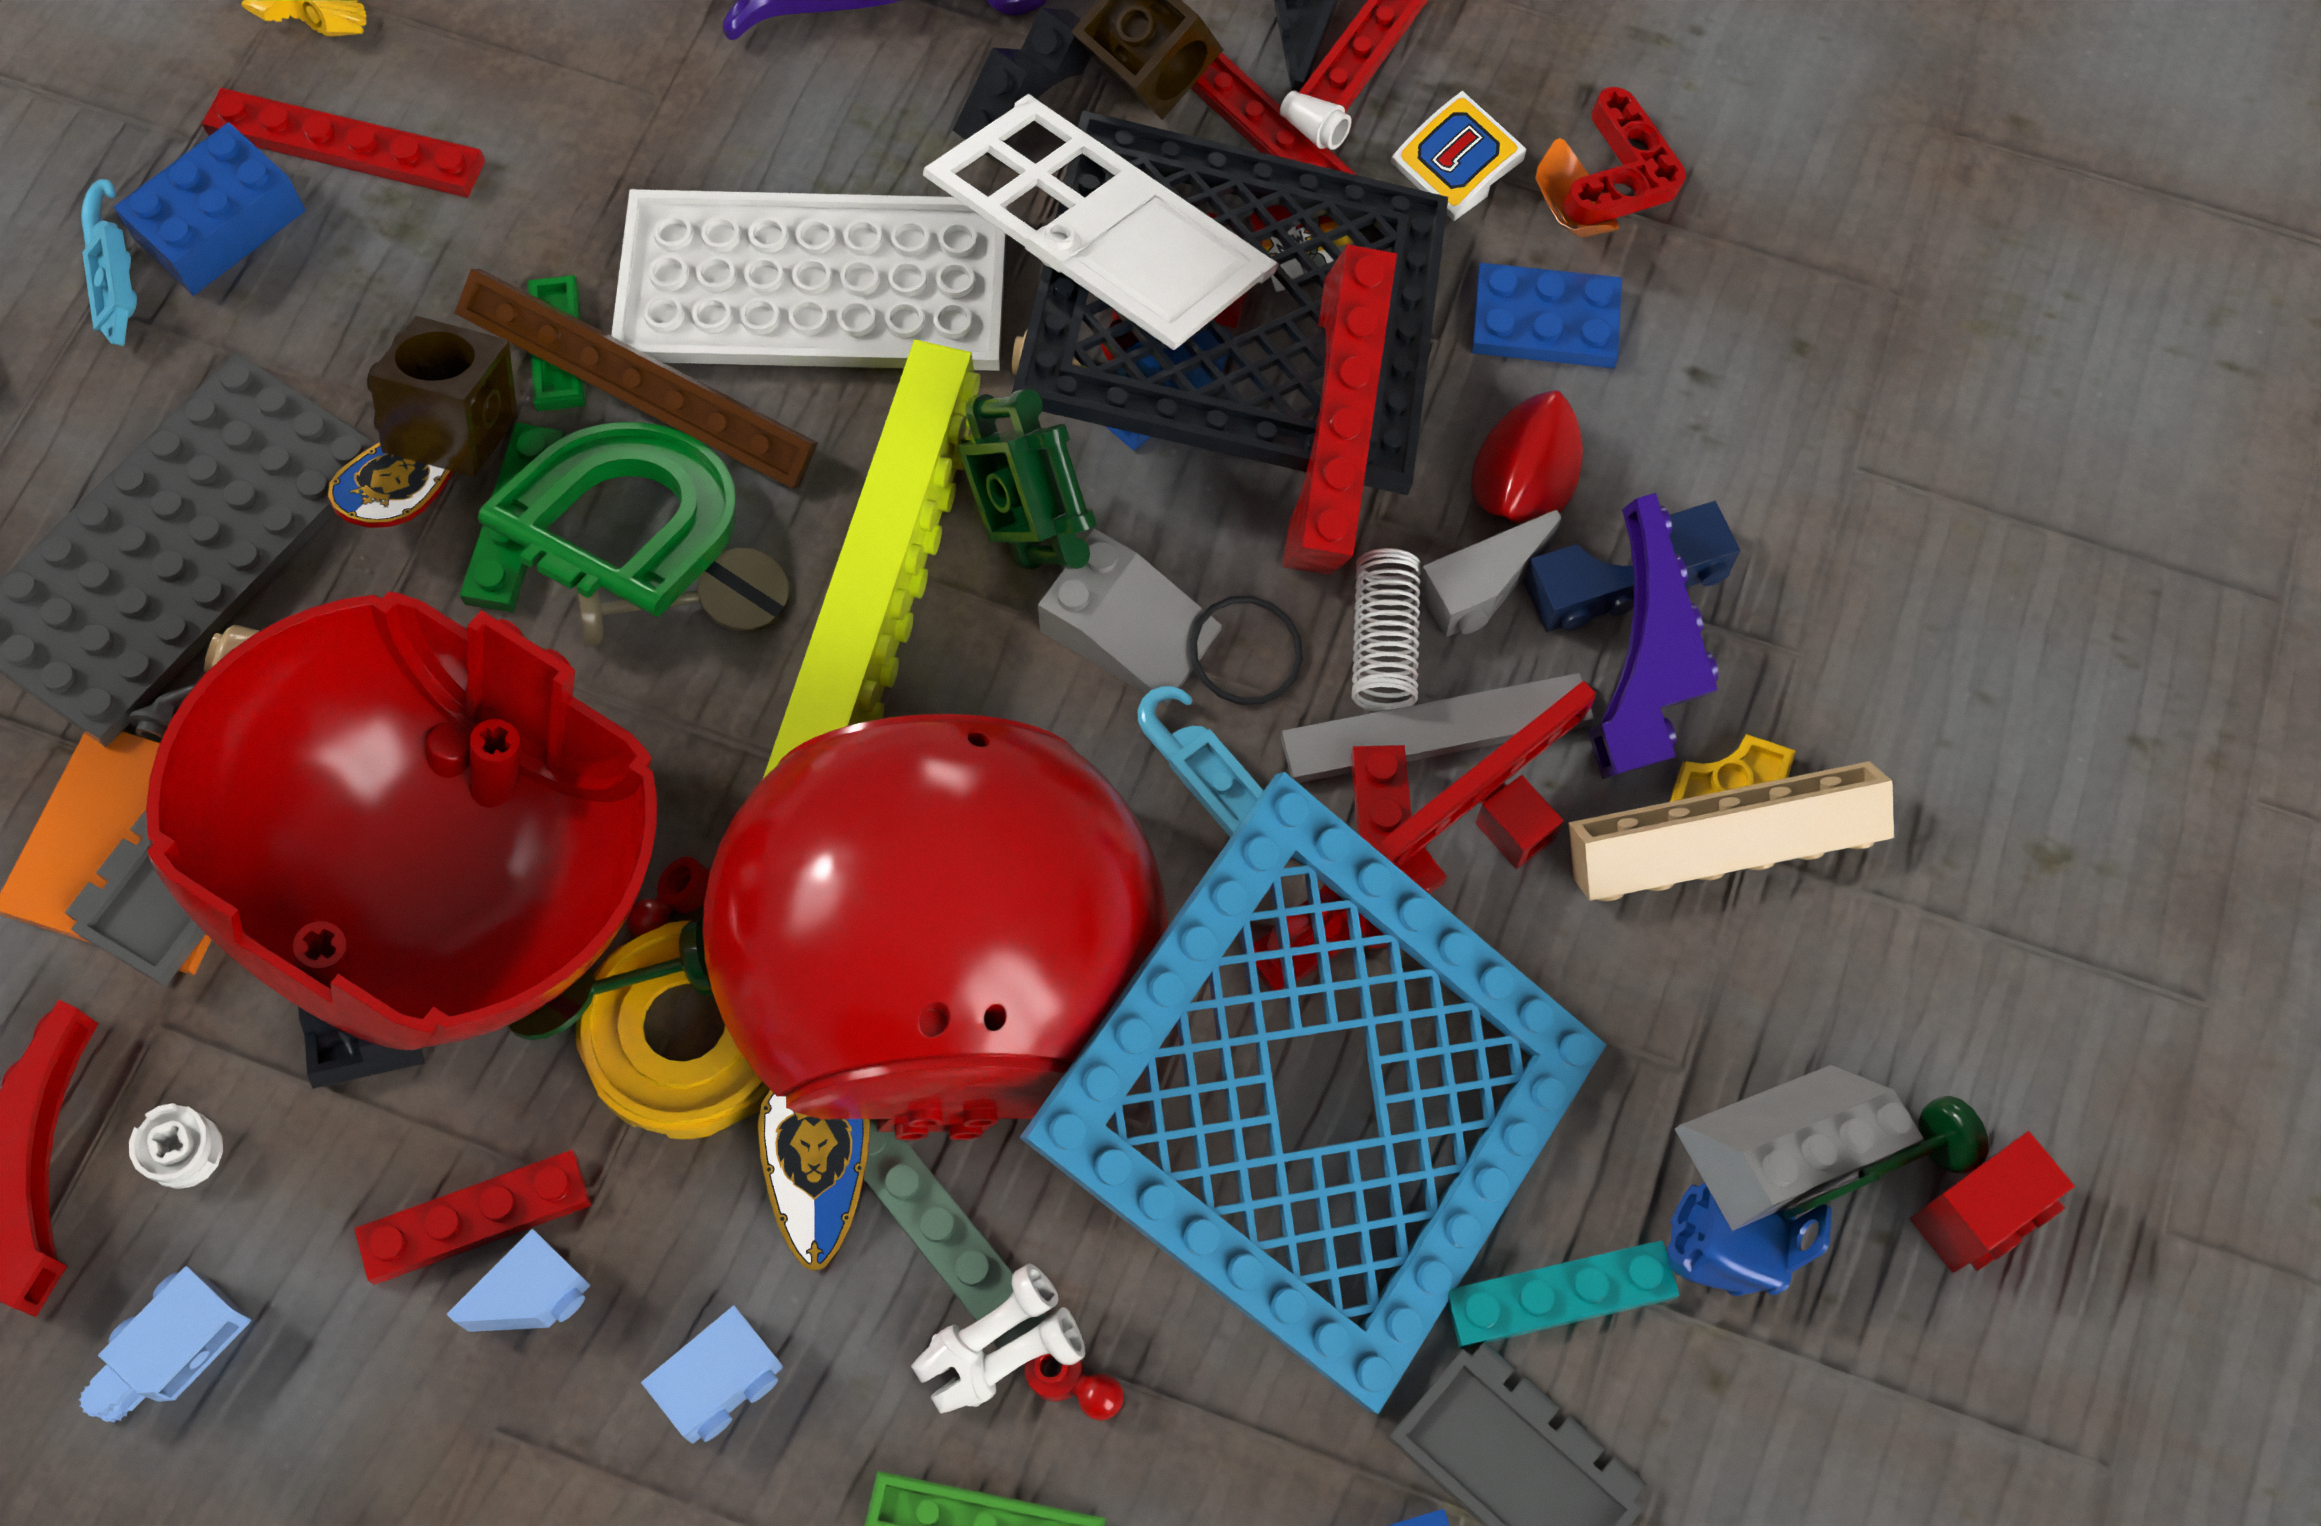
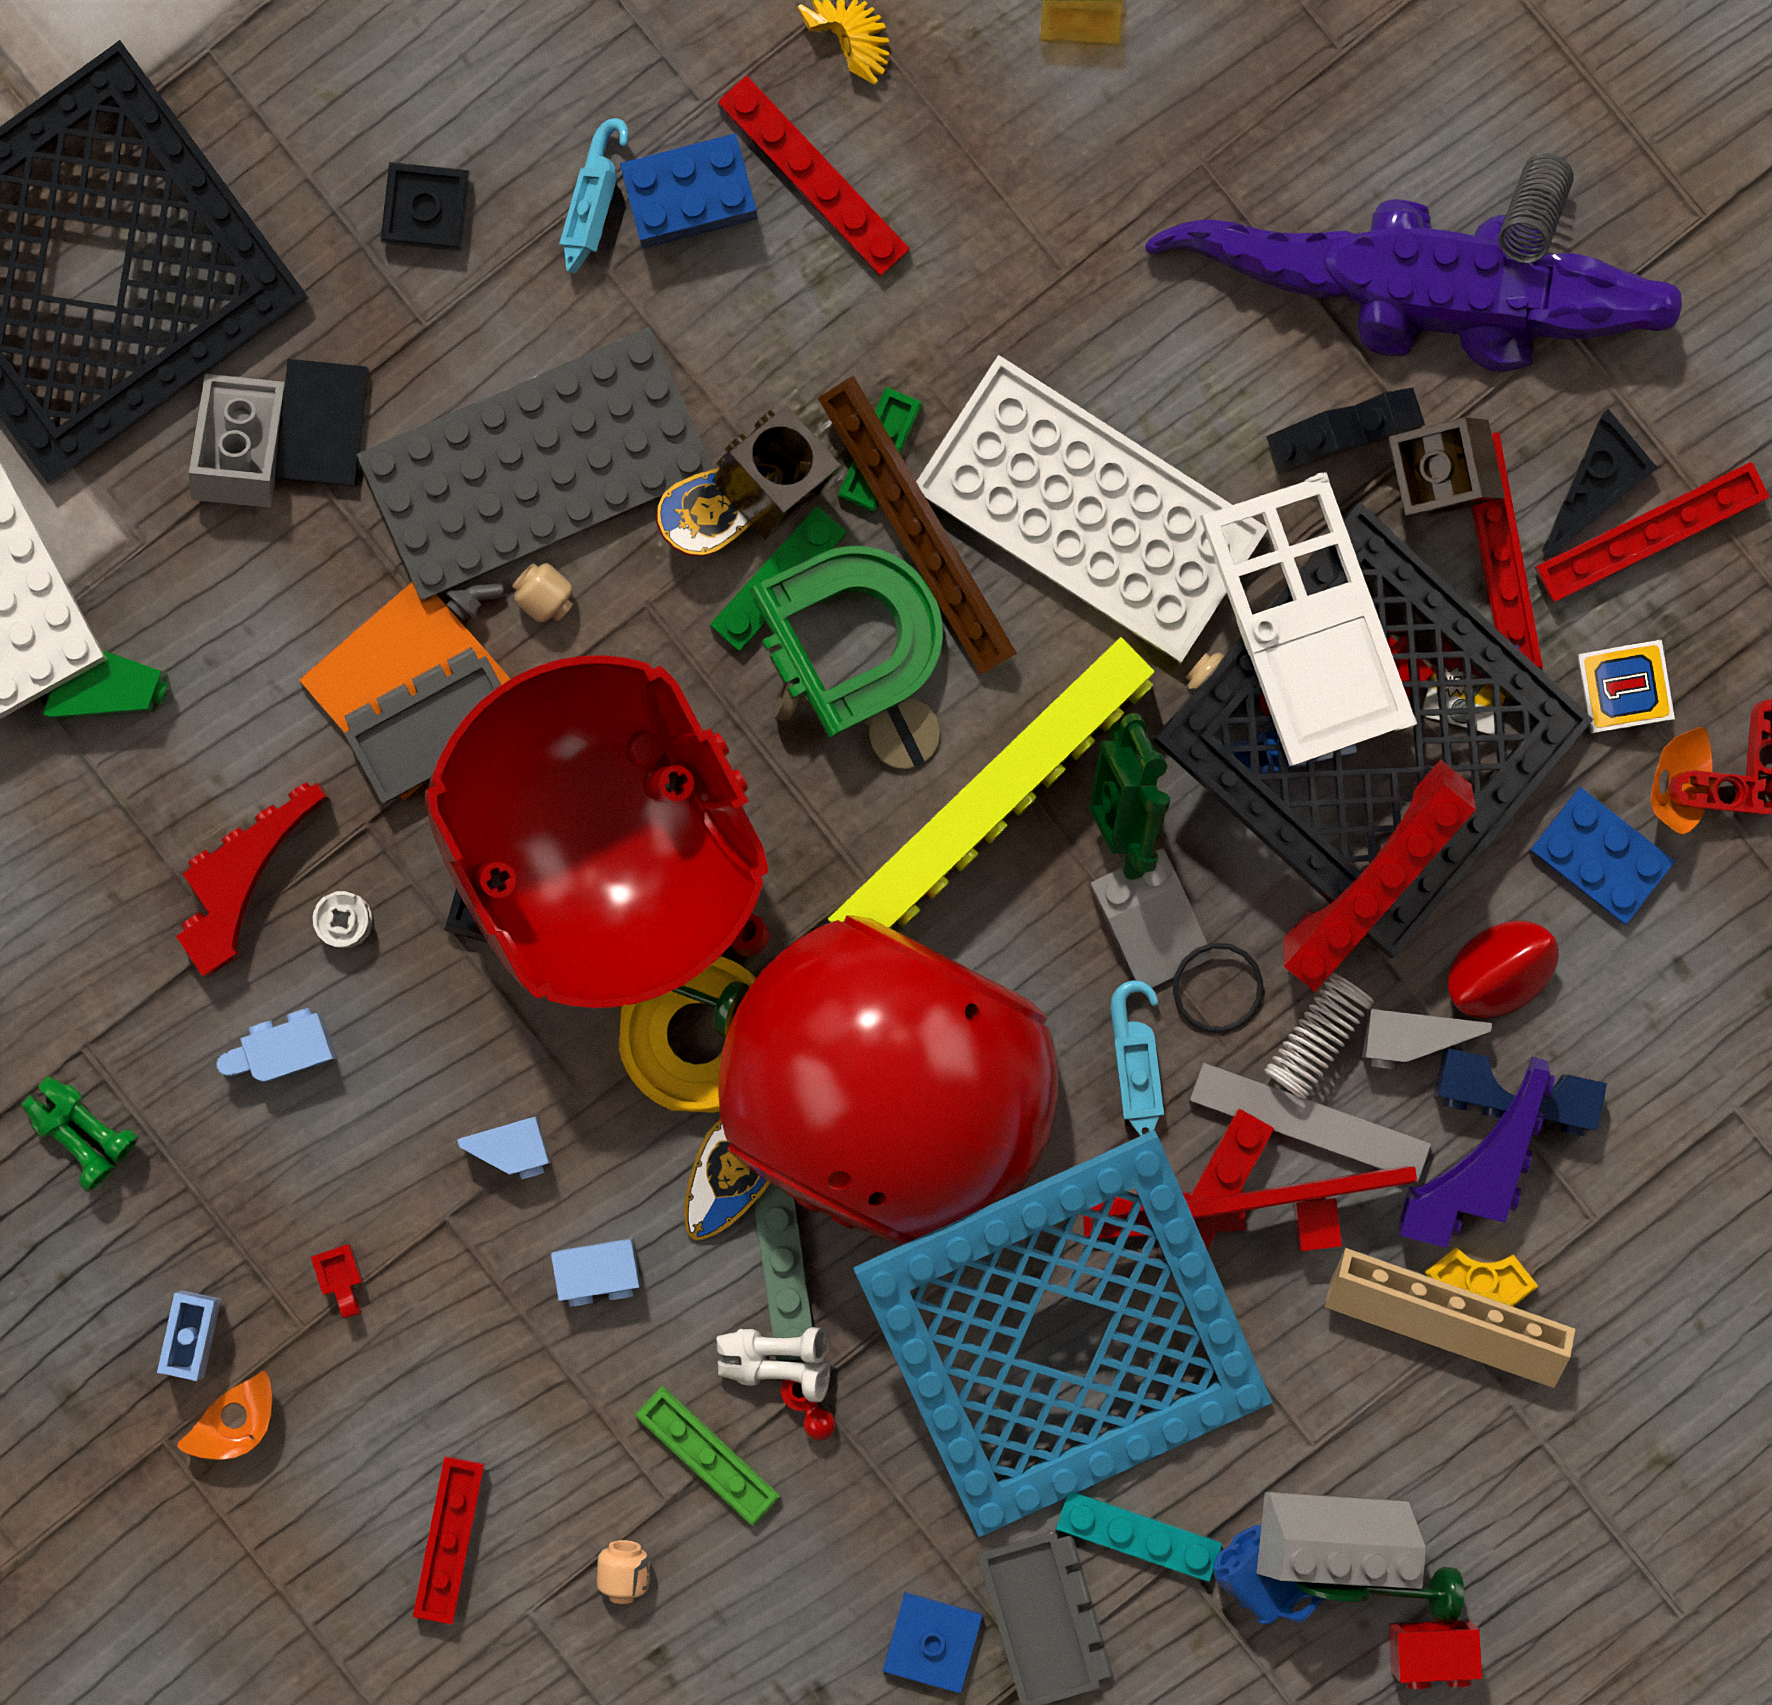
camera: 35 degrees right, 20 degrees up
(472, 1217) = (502, 1076): red plate -> none
(1317, 119) = (1536, 598): white cone -> none

